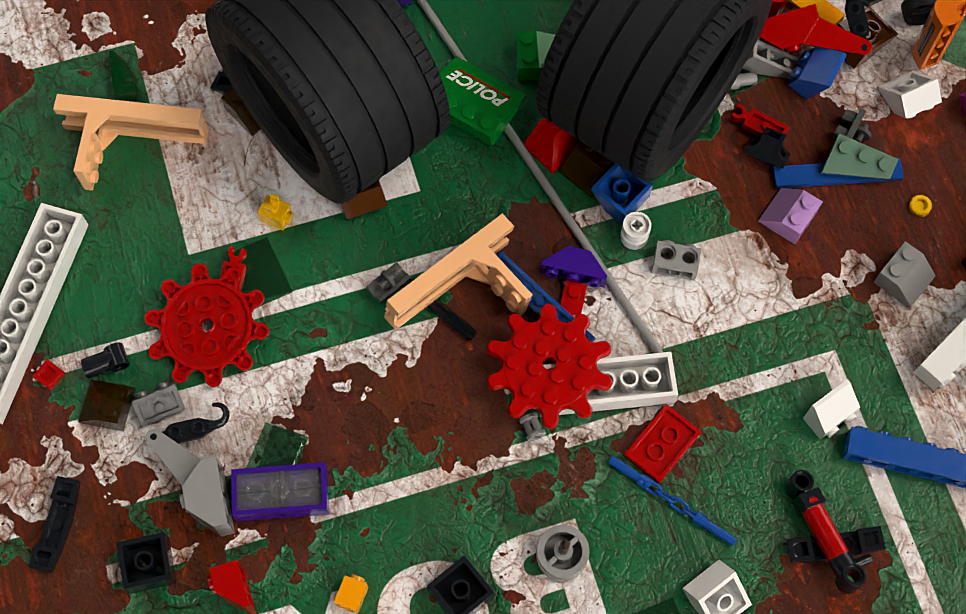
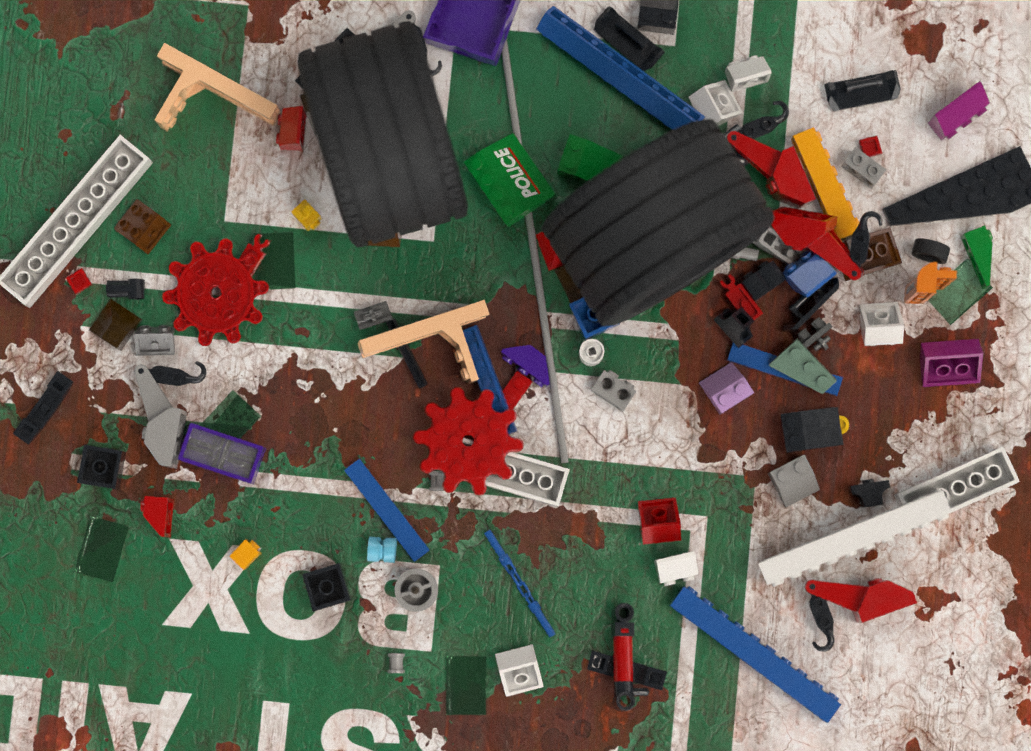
camera: 25 degrees right, 15 degrees up
(101, 290) = (142, 226): none -> reddish brown bracket
(122, 79) = (226, 38): dark green piece -> none
(225, 134) = (292, 128): none -> red slope
(490, 481) = (387, 510): none -> blue tile
(504, 524) = (381, 549): none -> medium azure wheel
(662, 443) = (533, 535): red tile -> none
(774, 96) = (763, 280): none -> black brick
(790, 372) = (659, 521): none -> red slope
(844, 76) = (834, 286): none -> black piece
(894, 220) = (811, 429): none -> black slope

